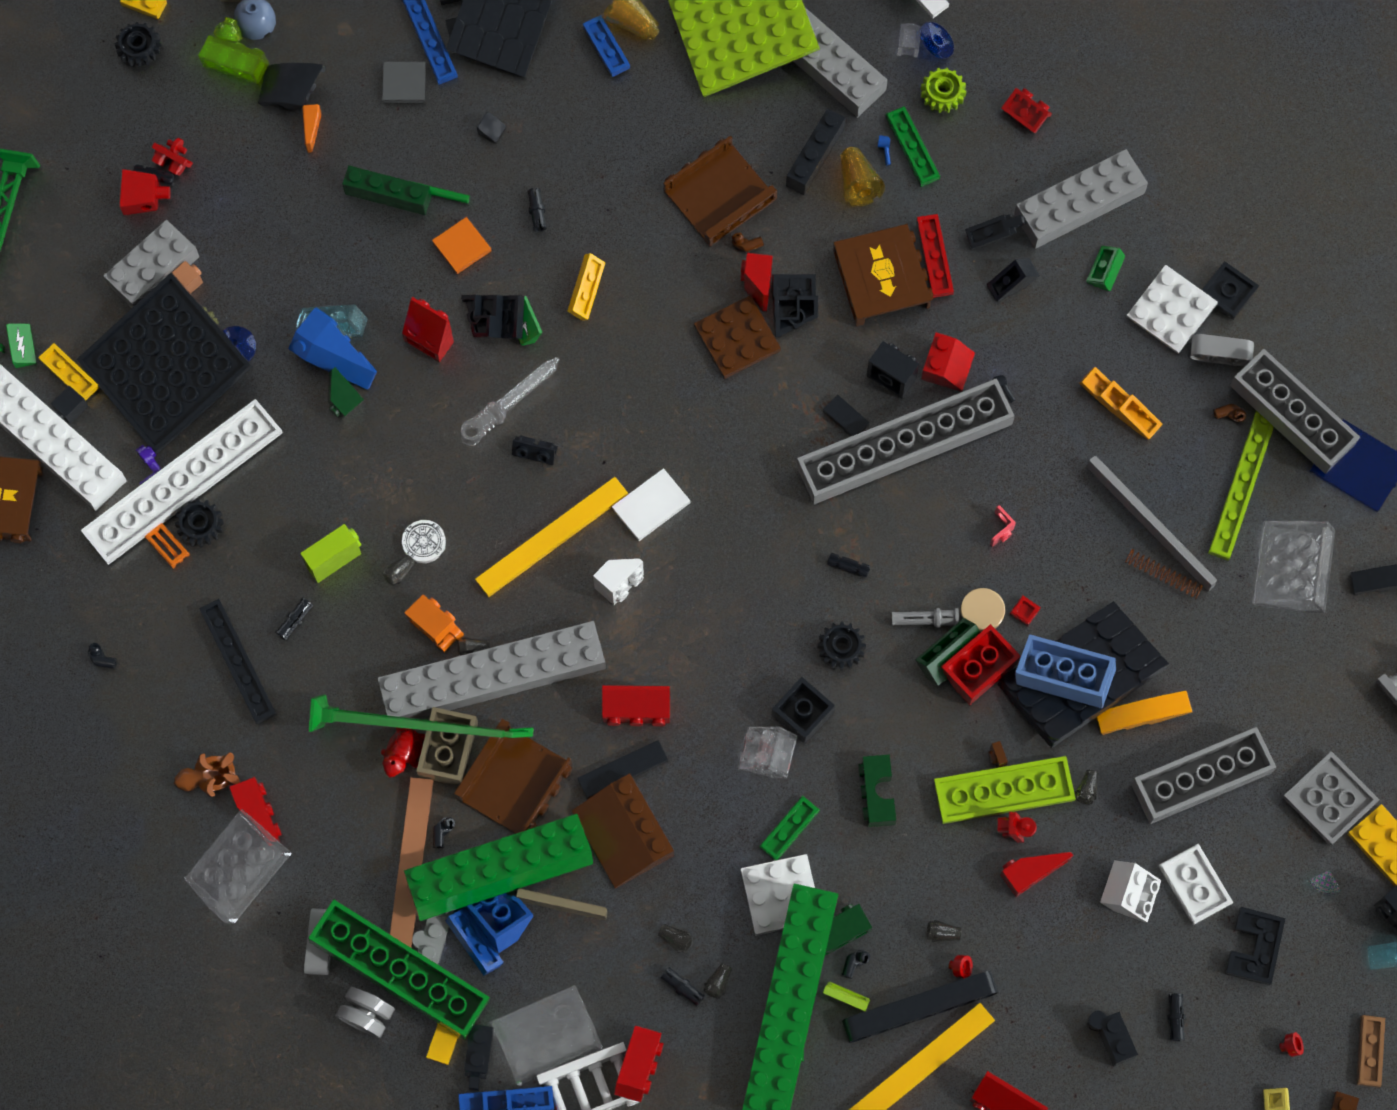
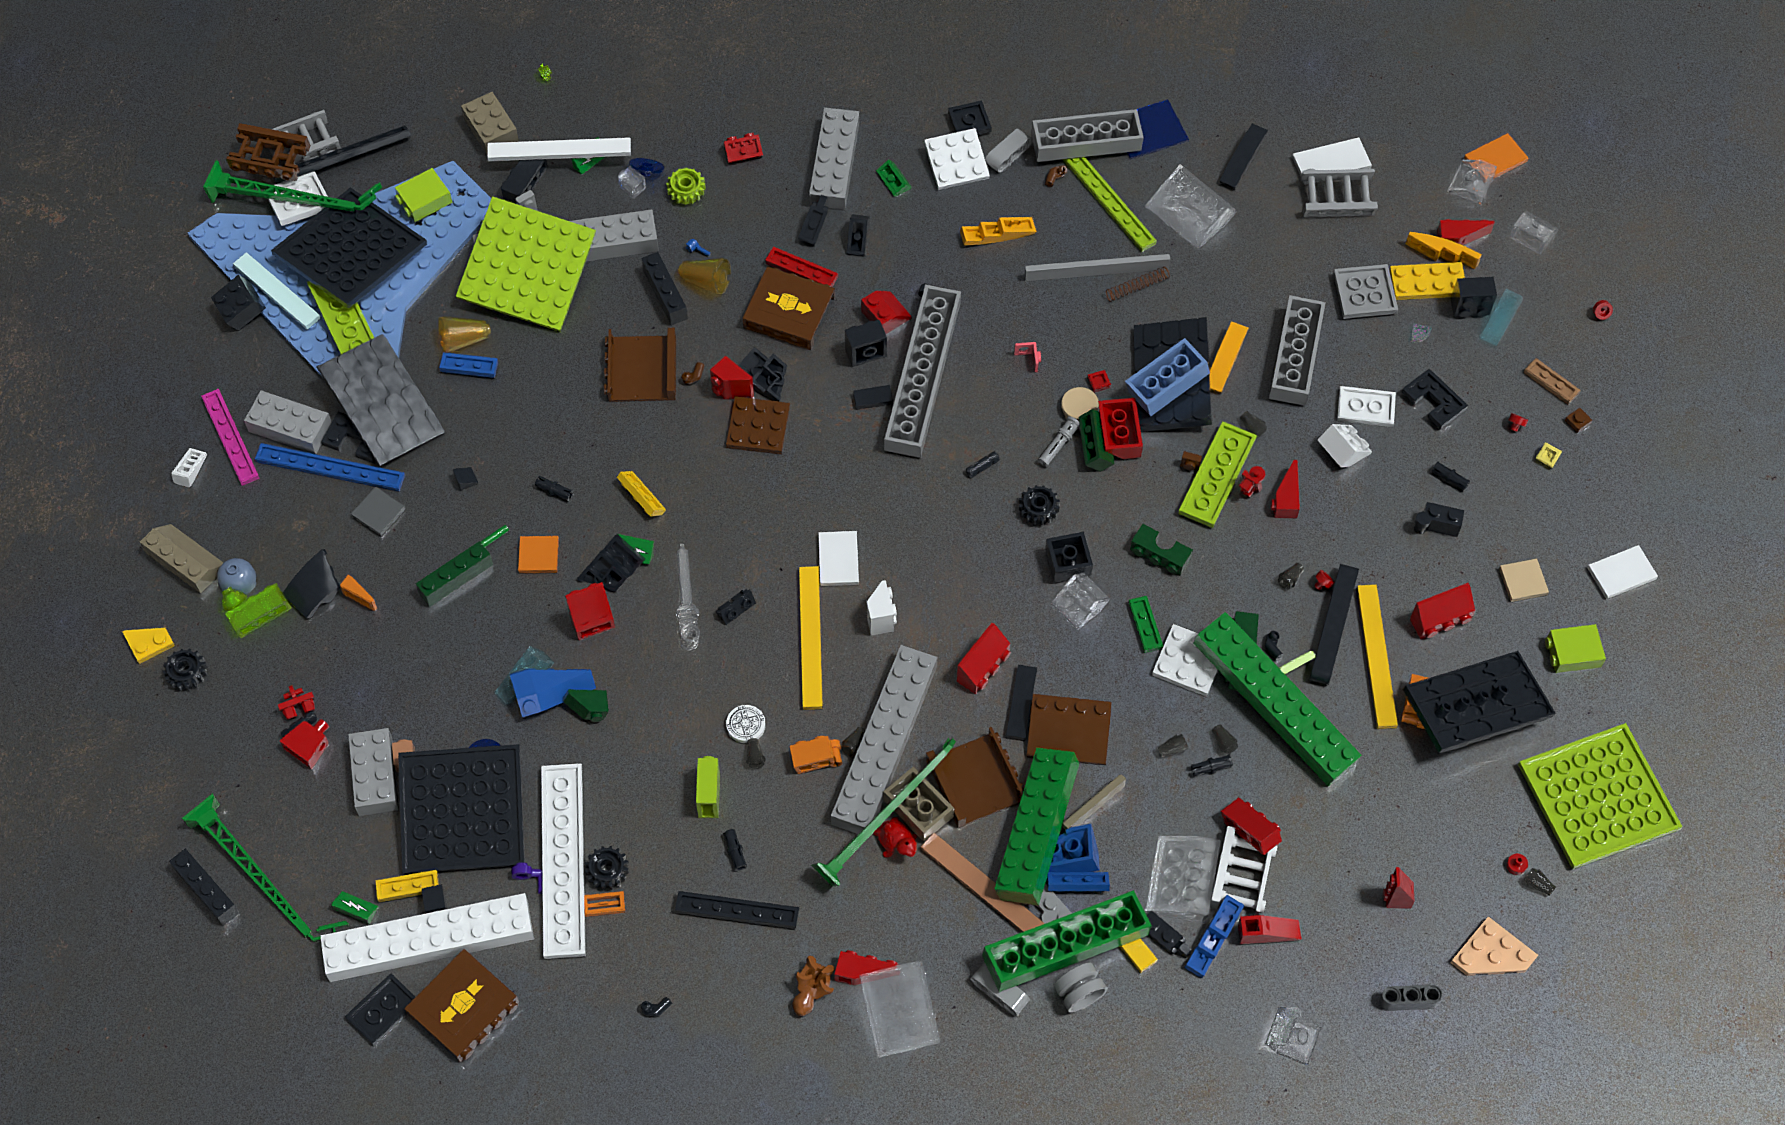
camera: 55 degrees left, 10 degrees down
(441, 829) = (976, 853): black arm -> none
(912, 146) = (709, 231): green tile -> none

